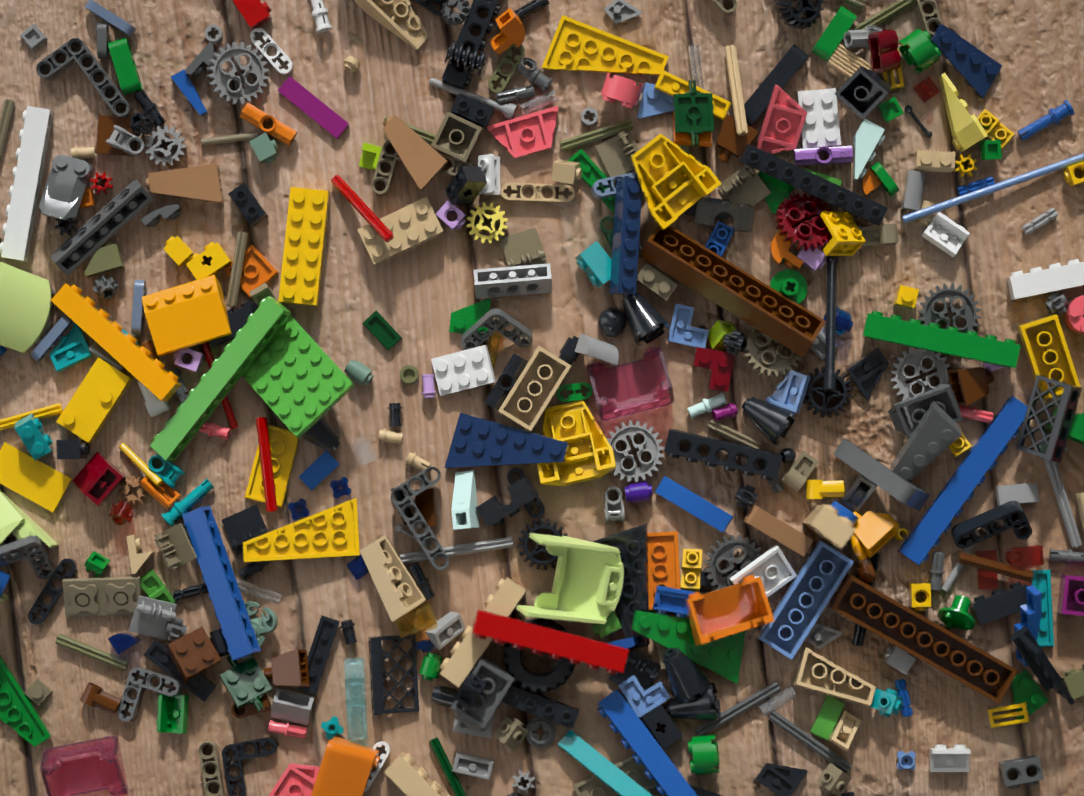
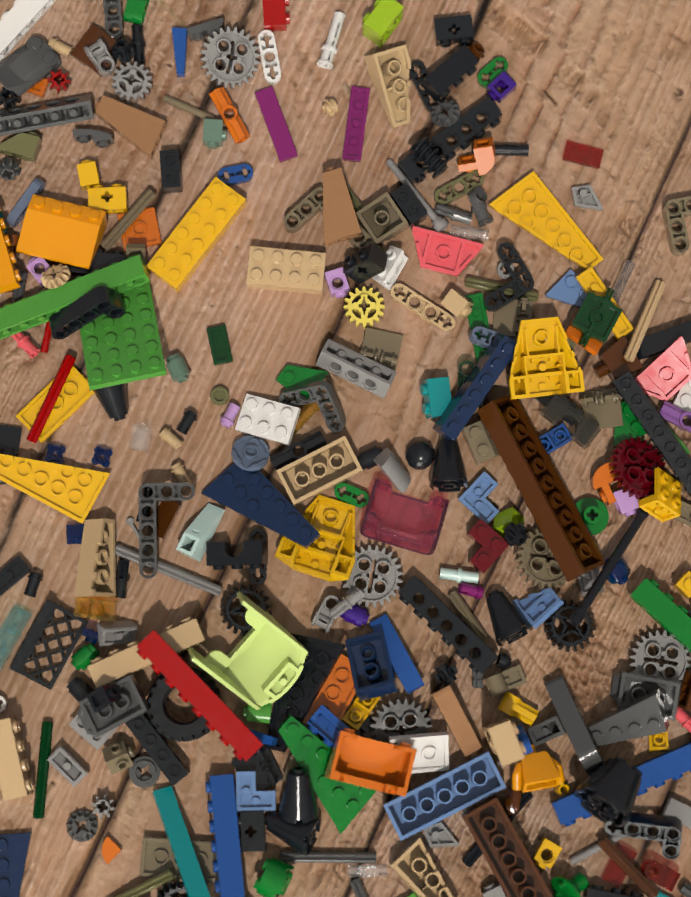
camera: 25 degrees right, 5 degrees down
(209, 30) = (231, 20): light grey bush -> none
(212, 357) = (62, 276): none -> tan gear
(250, 372) = (86, 309): none -> black beam
(302, 170) = (233, 170): none -> blue beam
(319, 470) = (93, 431): blue tile -> none
(362, 208) = (265, 231): red axle -> none
(370, 156) = (298, 192): lime panel -> none
(383, 65) = (356, 124): none -> magenta tile
(466, 408) = (250, 453): none -> sand blue tile
(606, 124) = (515, 284): none -> black beam
(622, 90) = (546, 262): coral brick -> none
(626, 487) = (346, 603): none -> light grey axle
(678, 528) = (371, 665): none -> dark blue slope
(867, 371) = (616, 629): black wing -> none
(937, 570) = (574, 840): dark grey axle -> none
(944, 512) = (610, 791): none -> black cone

